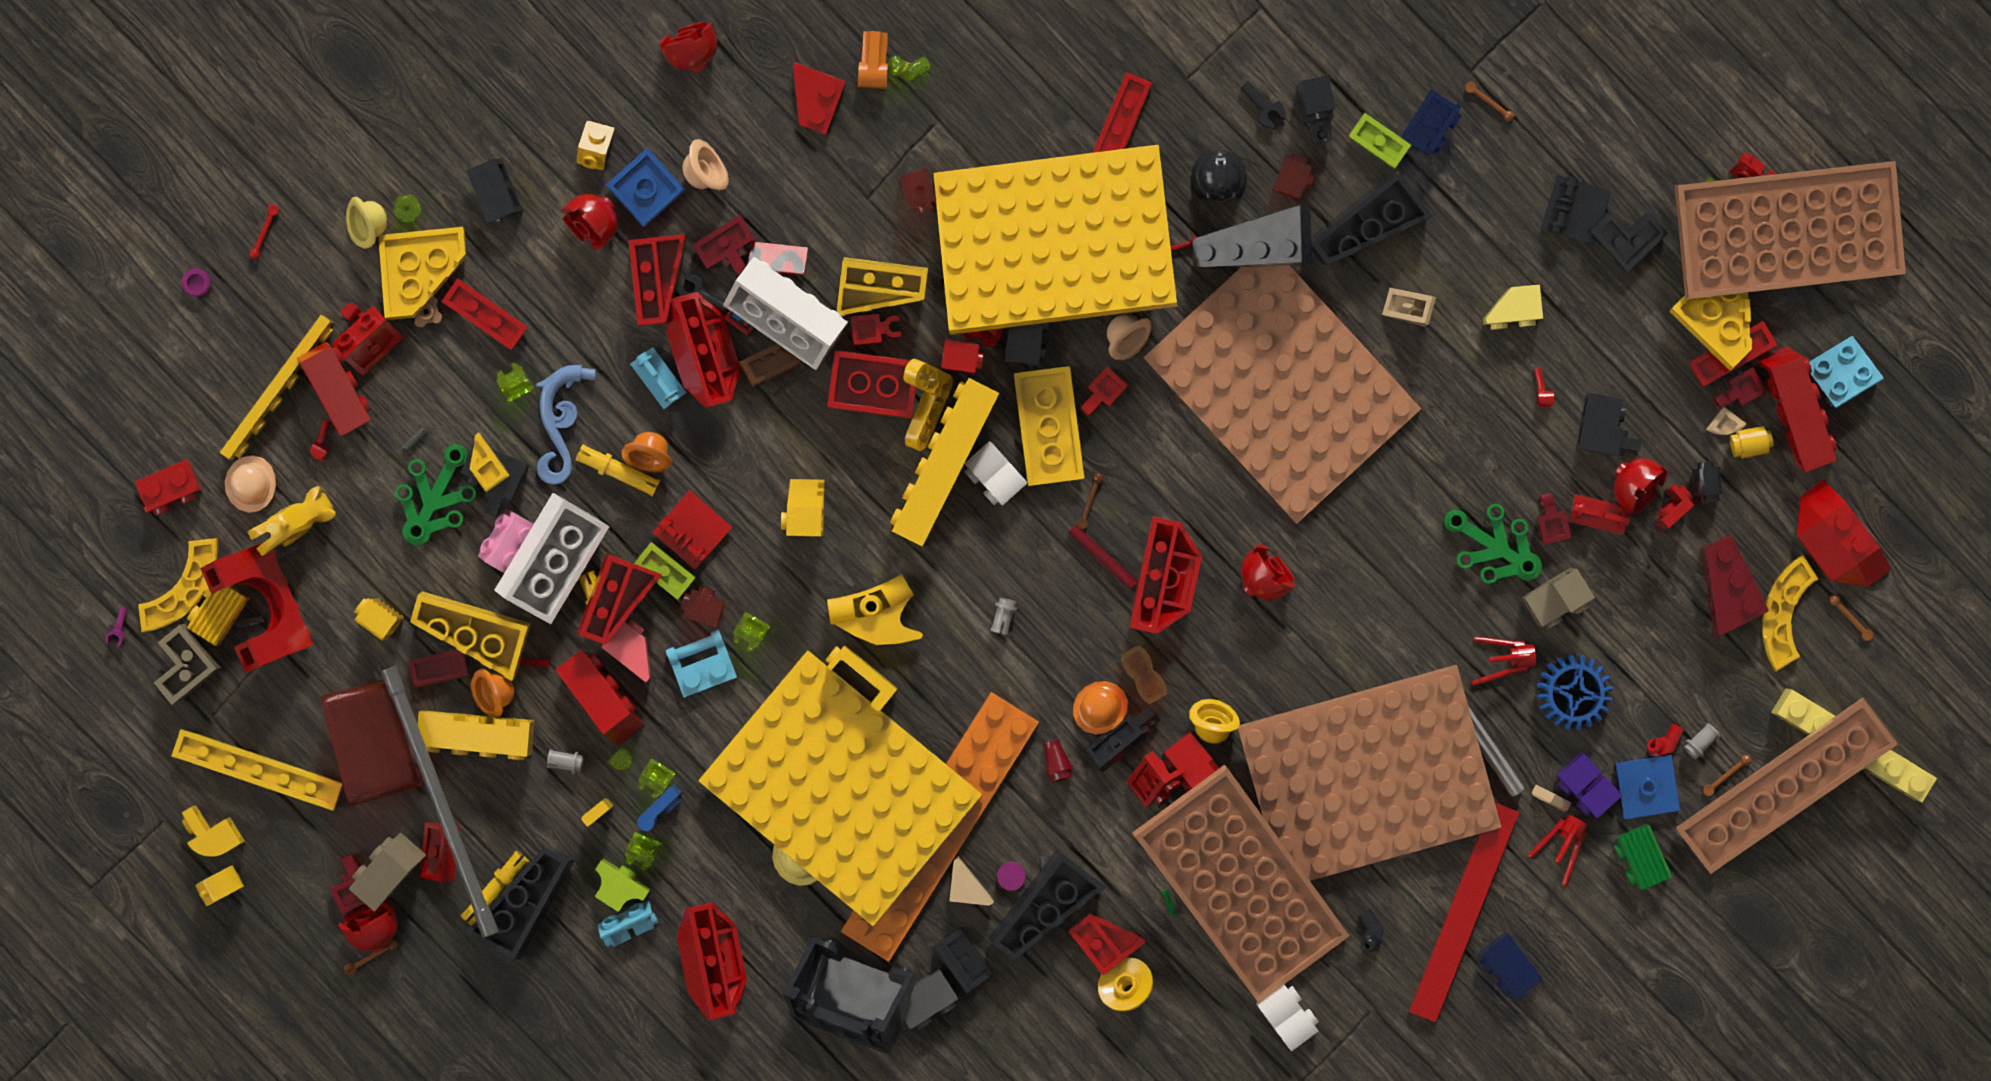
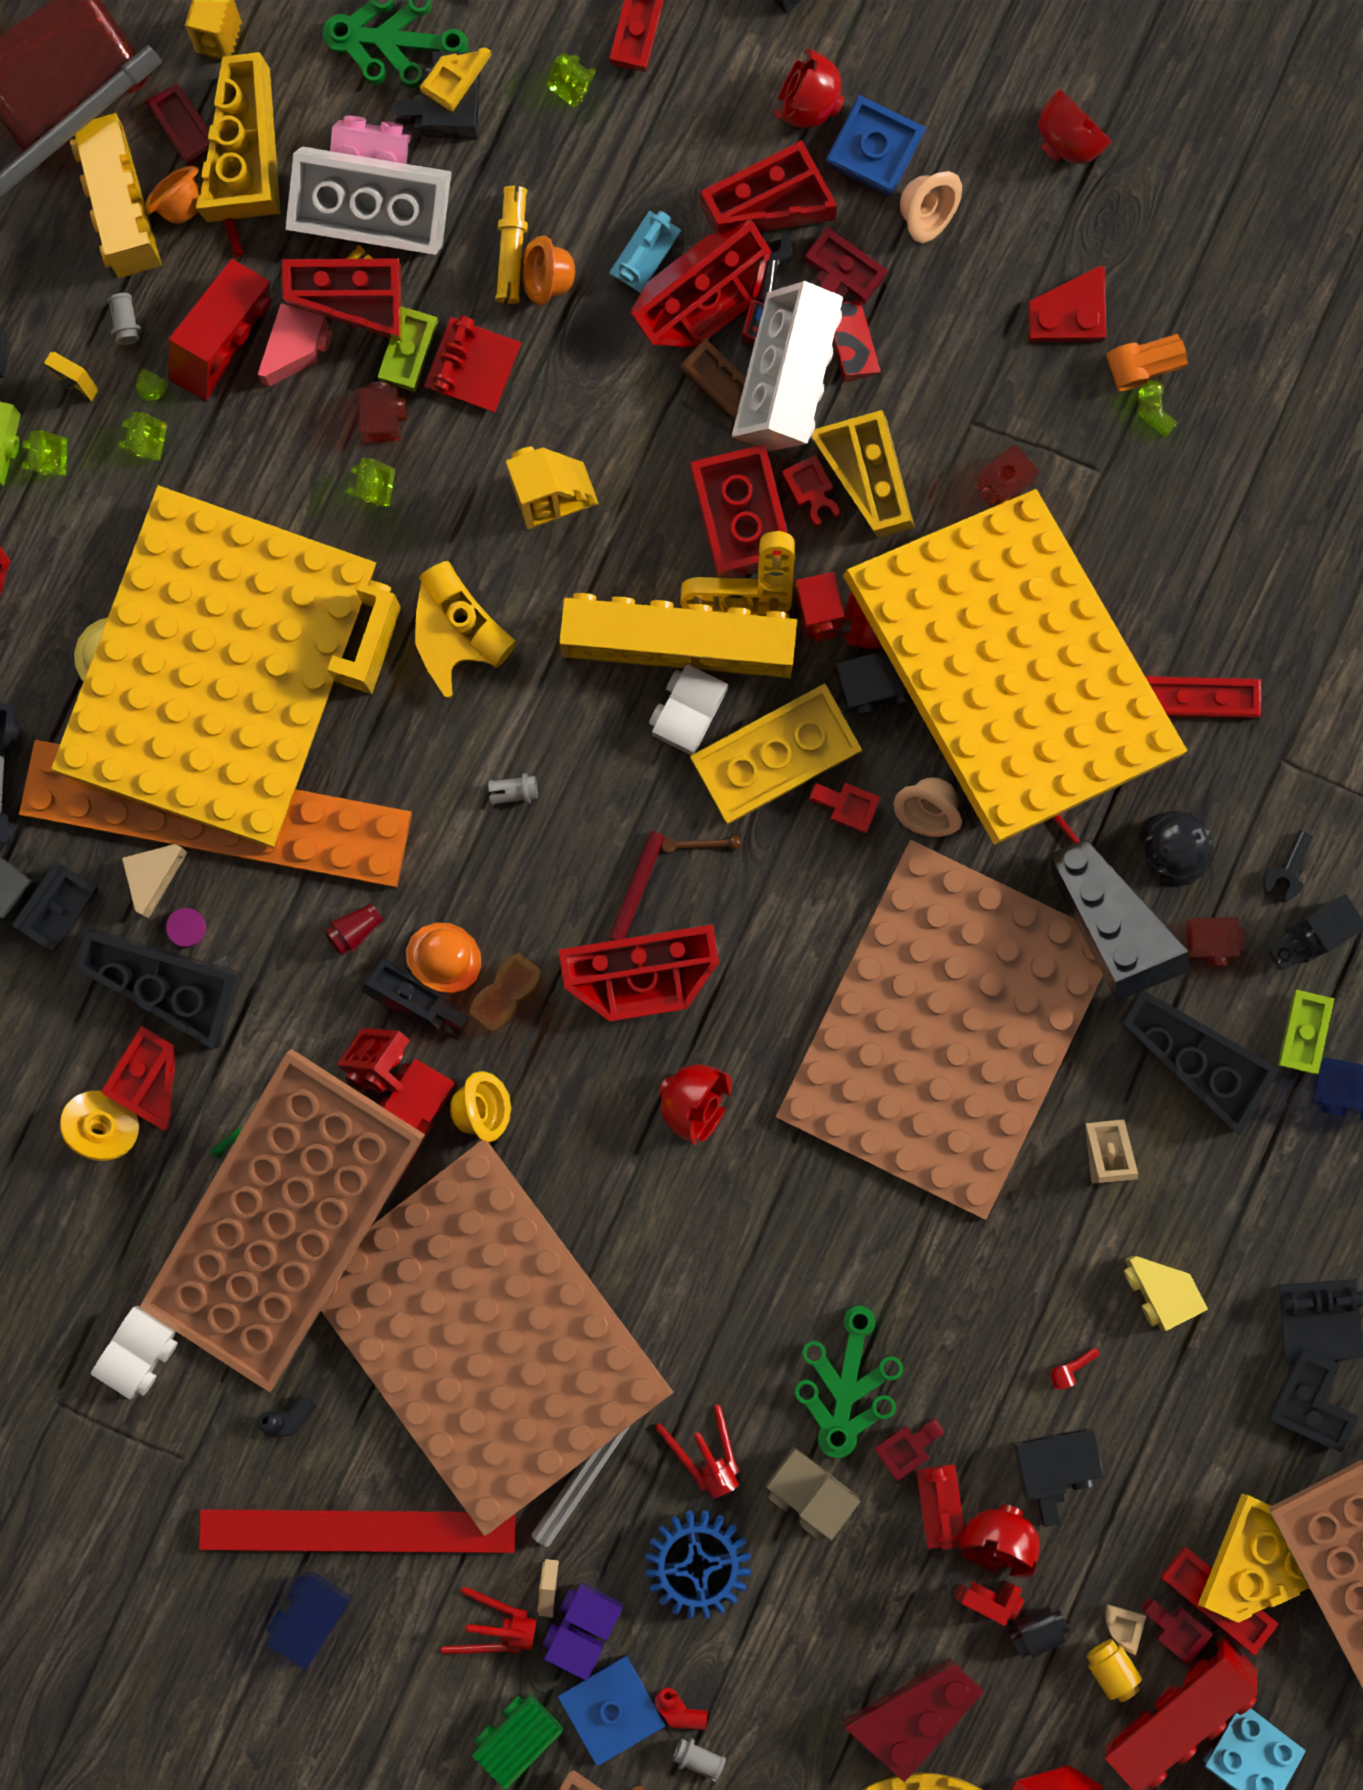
camera: 75 degrees right, 5 degrees down
(550, 386) = (553, 162): medium blue plant -> none
(594, 145) = (902, 64): yellow bracket -> none
(665, 802) = (96, 445): blue plate -> none
(705, 672) = (300, 449): medium azure plate -> none

